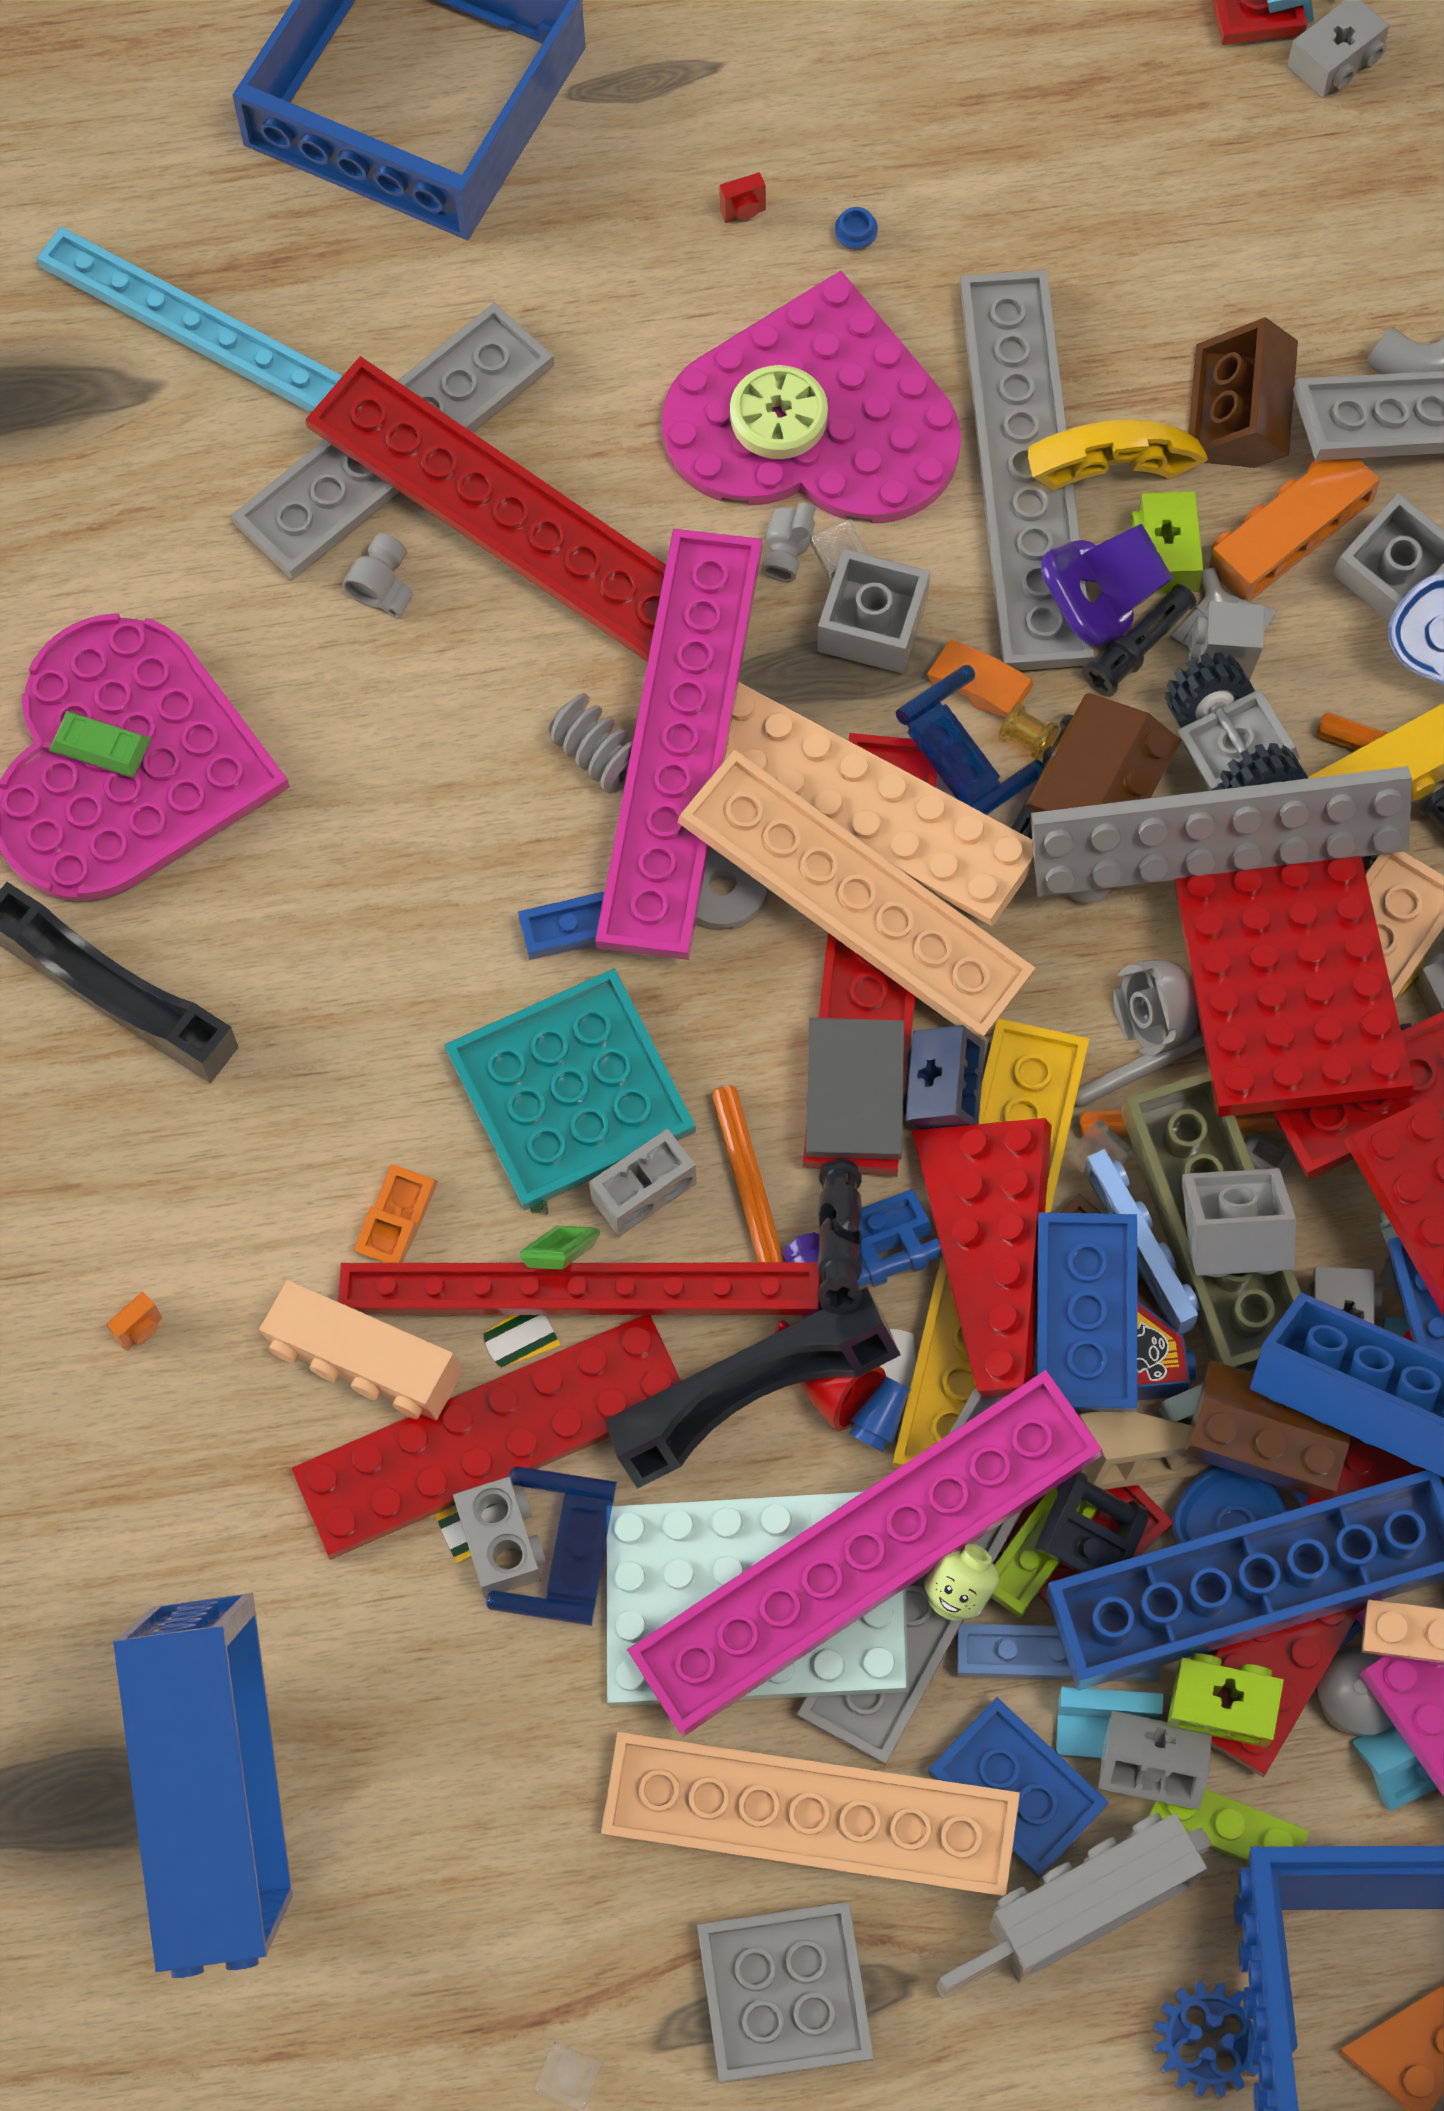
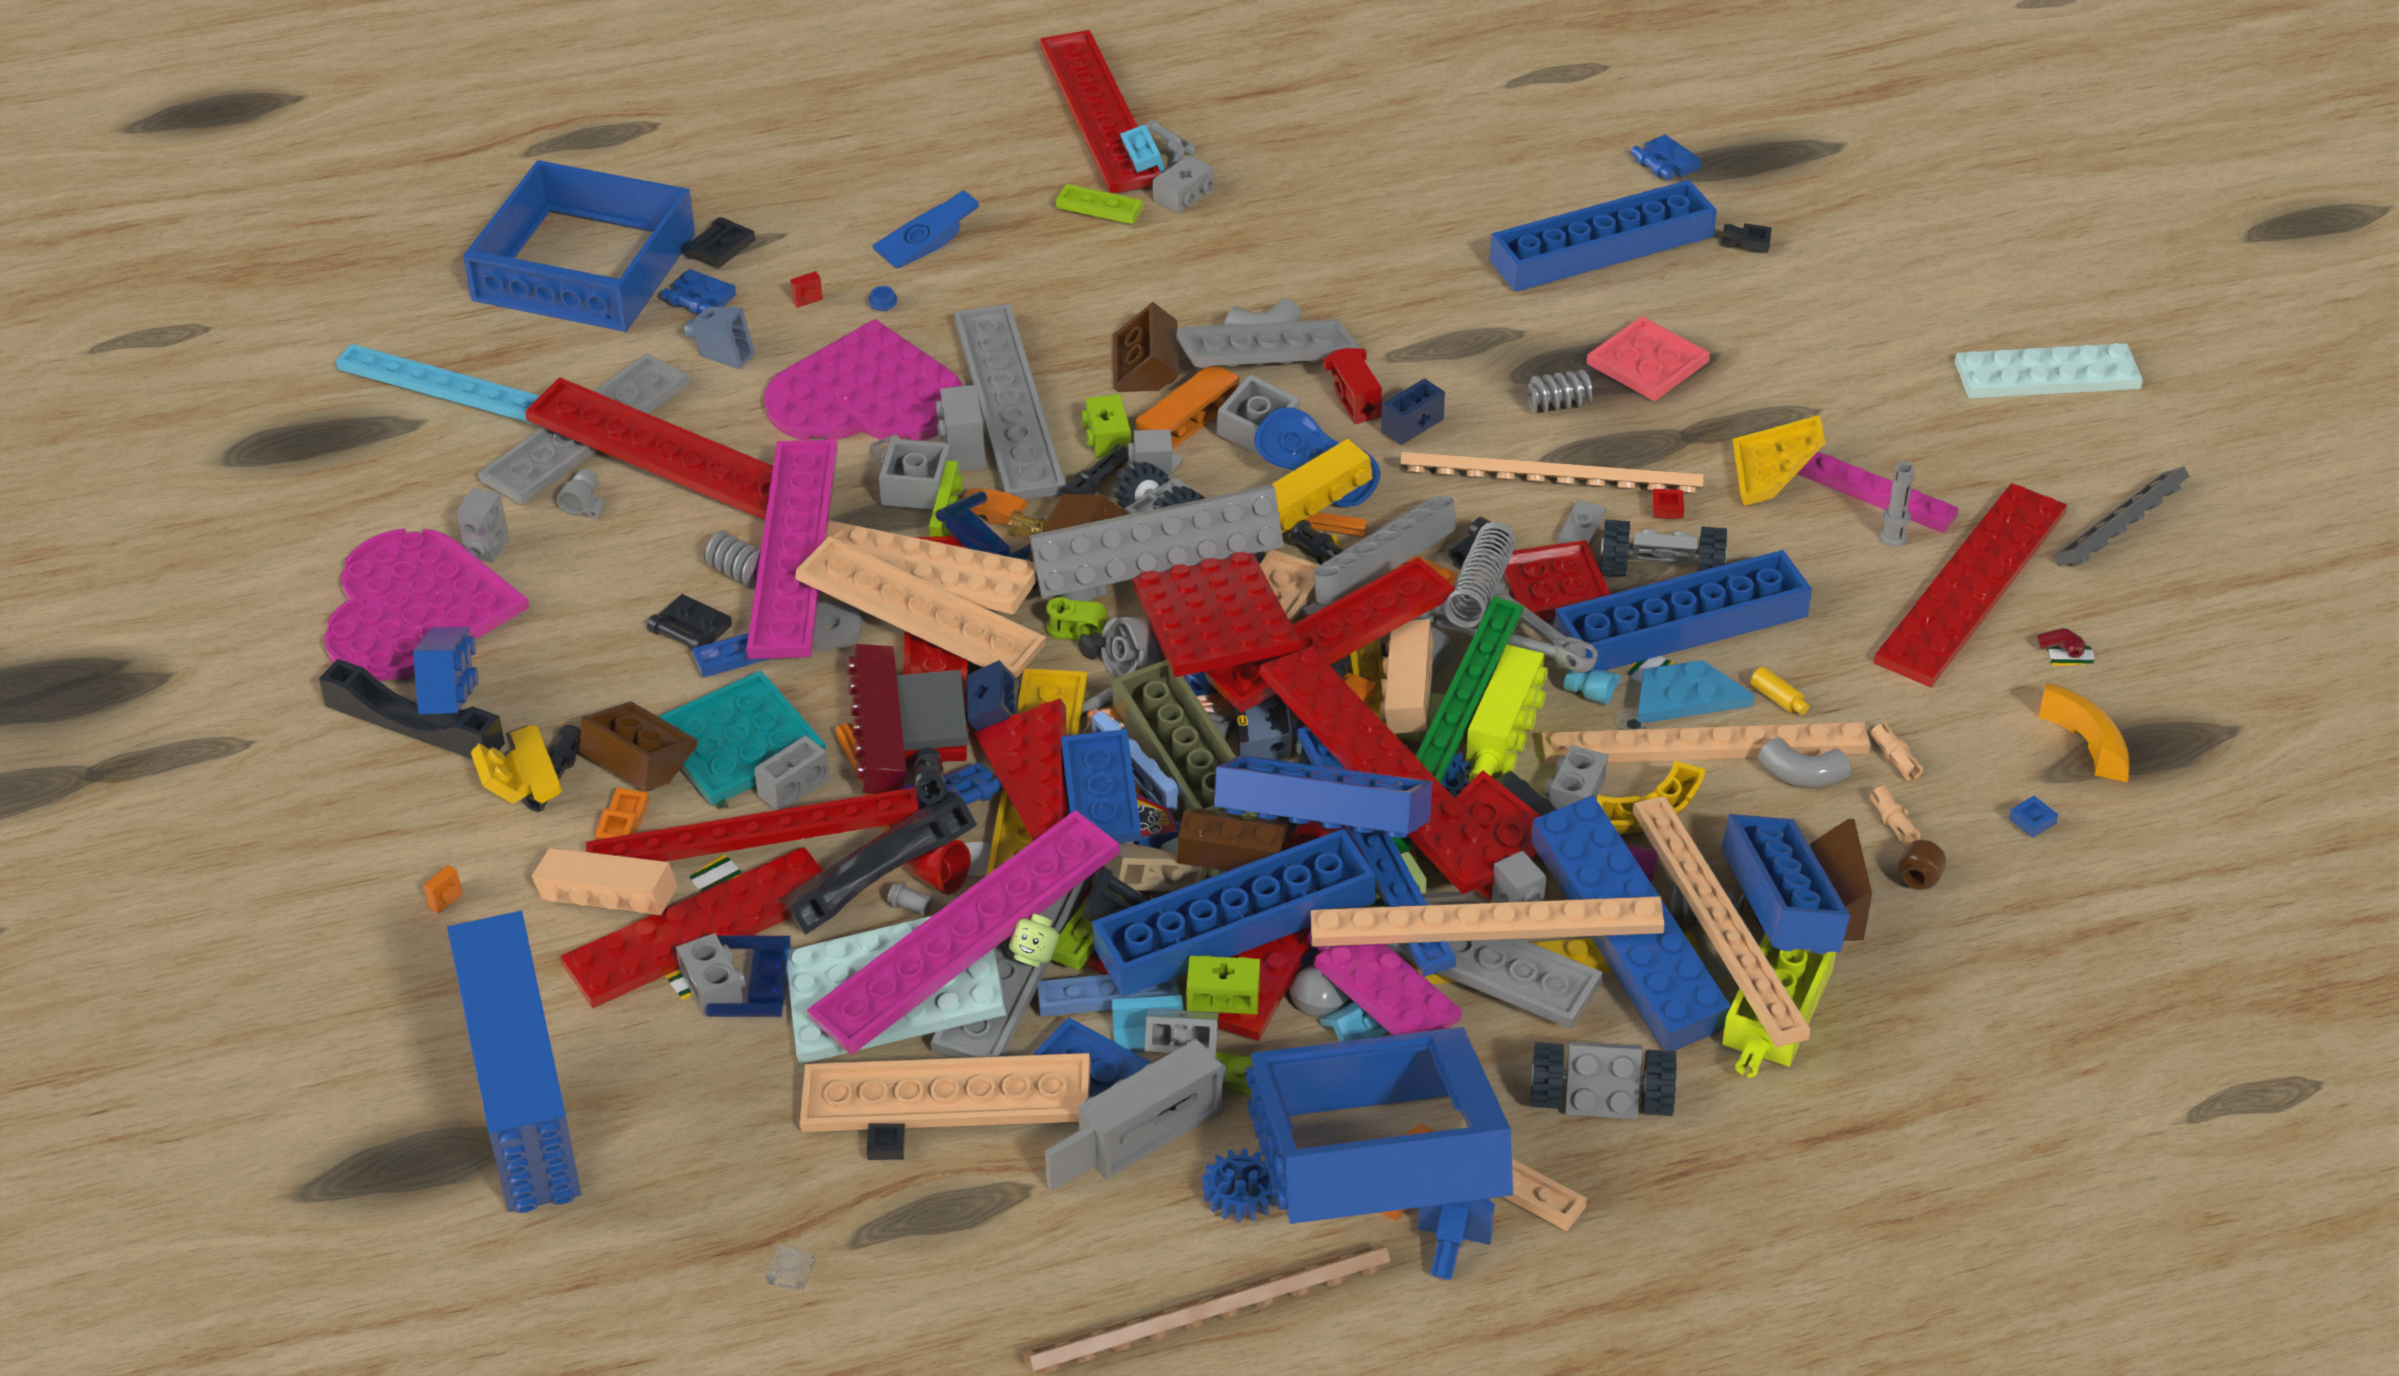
camera: 10 degrees left, 25 degrees down
(100, 744) = (397, 591): bright green tile -> none
(158, 931) = (444, 669): none -> blue brick
(230, 634) = (483, 524): none -> light grey brick
(255, 1115) = (521, 771): none -> yellow plate
(315, 1093) = (562, 757): none -> black pin
(424, 1094) = (635, 745): none -> reddish brown slope
(528, 843) = (692, 616): none -> black plate
(559, 1247) = (735, 808): bright green tile -> none
(587, 169) = (698, 292): none -> blue plate
(608, 284) = (722, 335): none -> sand blue torso
(624, 86) = (719, 242): none -> black plate
(719, 1879) = (886, 1141): none -> black plate
(760, 428) = (841, 383): yellowish green wheel -> none
(774, 1095) = (877, 718): none -> dark red brick
(784, 1992) = (939, 1198): light grey plate -> none
(788, 538) = (855, 448): light grey piece -> none
(791, 1434) = (910, 899): none -> light grey pin
(880, 1415) = (969, 874): blue cone -> none
(914, 672) = (950, 485): none -> lime plate
(933, 95) = (926, 232): none -> blue piece
(950, 530) = (962, 426): none -> light grey brick
(1088, 931) = (1077, 618): none -> lime piece
(1096, 445) = (1056, 374): yellow brick -> none
(1100, 979) = (1091, 645): none -> black piece
(1124, 568) = (1078, 434): dark purple piece -> none
(1204, 69) = (1099, 204): none -> lime plate
(1239, 1222) = (1197, 731): light grey slope -> none
(1334, 1202) = (1266, 730): none -> sand blue torso

